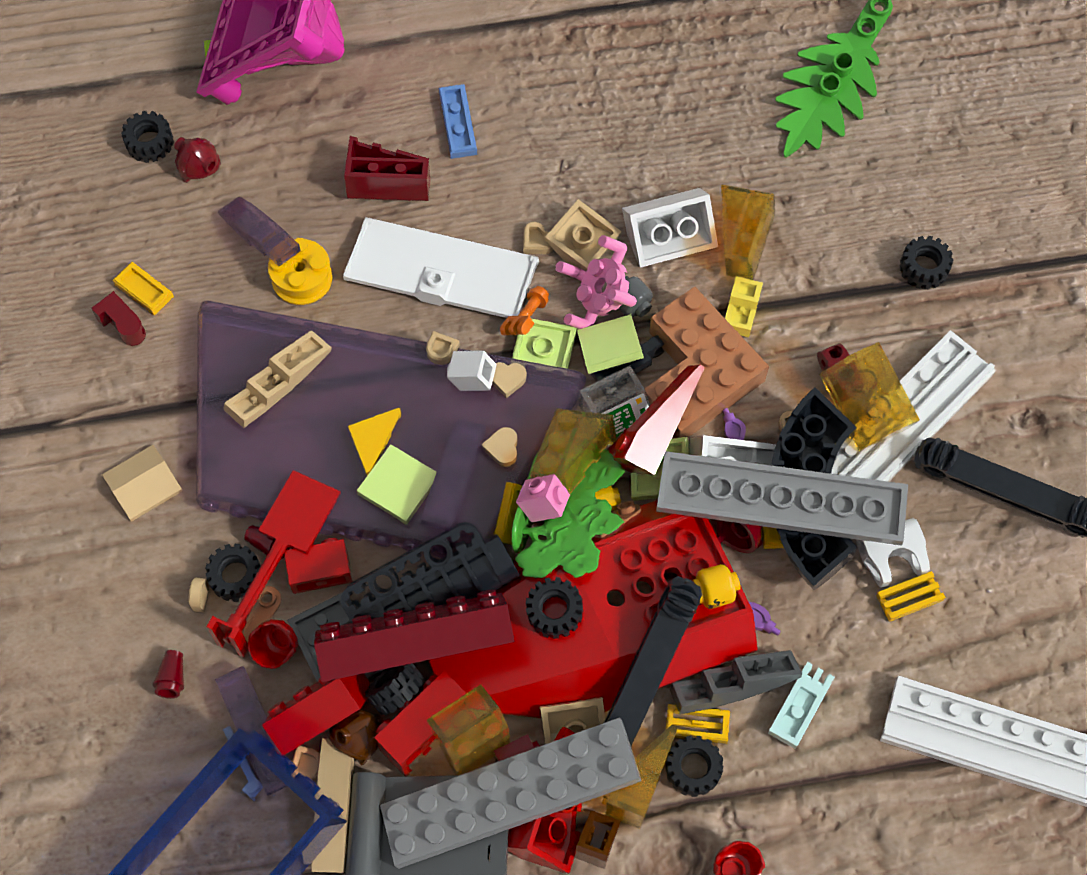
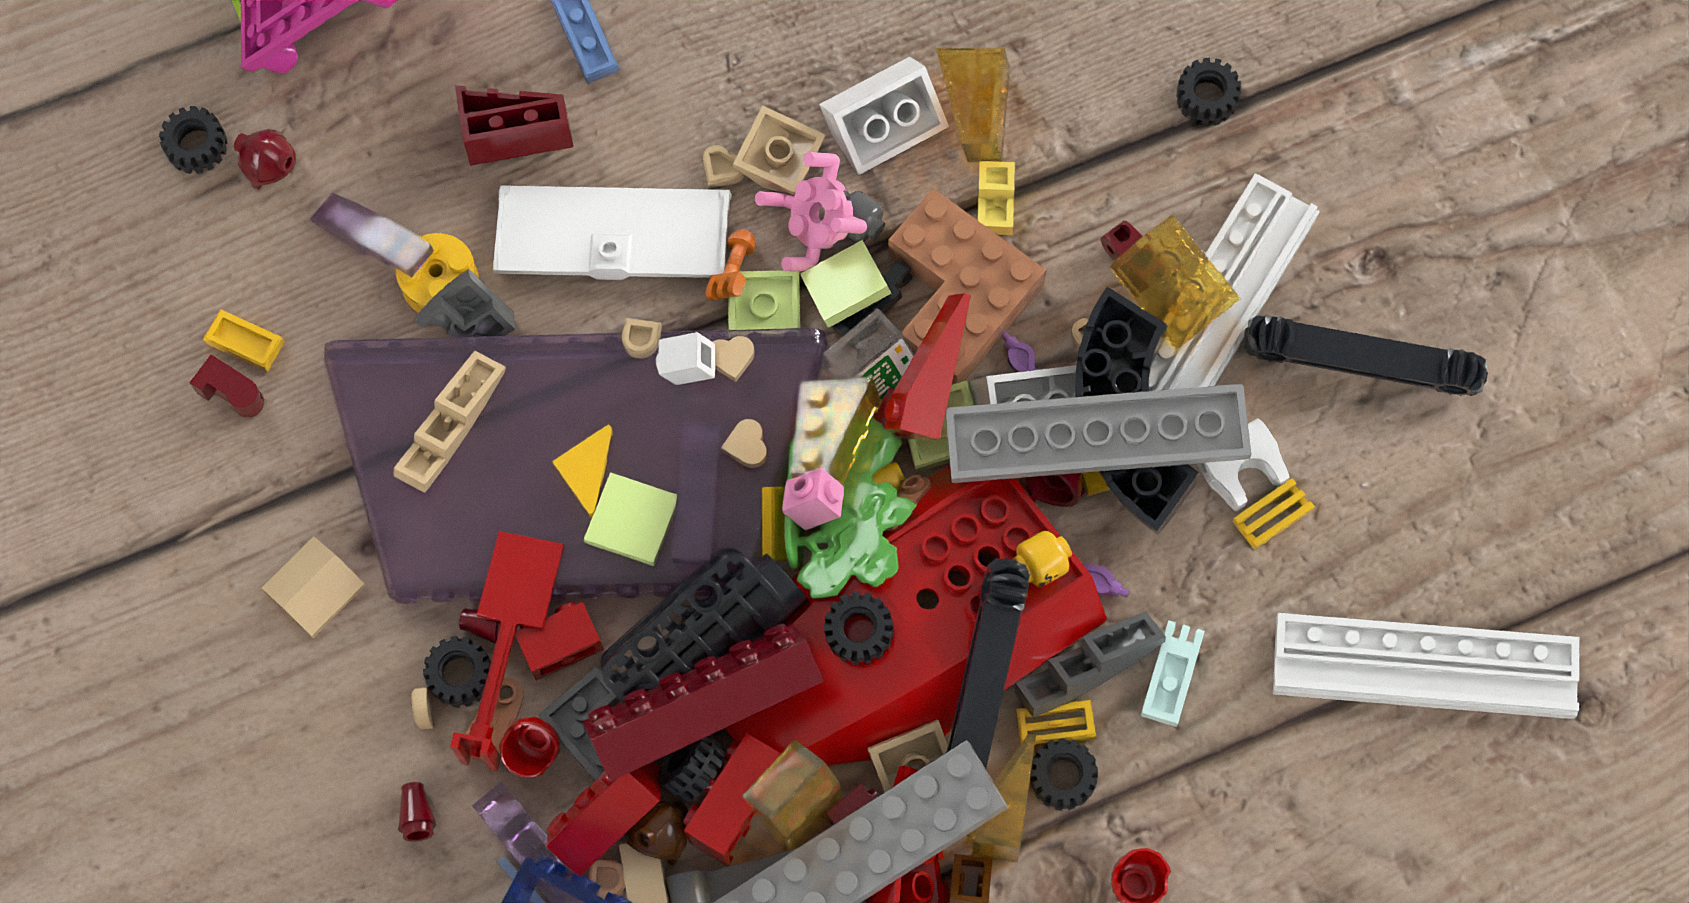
camera: 10 degrees left, 5 degrees up
(315, 299) = (468, 309): none -> dark grey slope

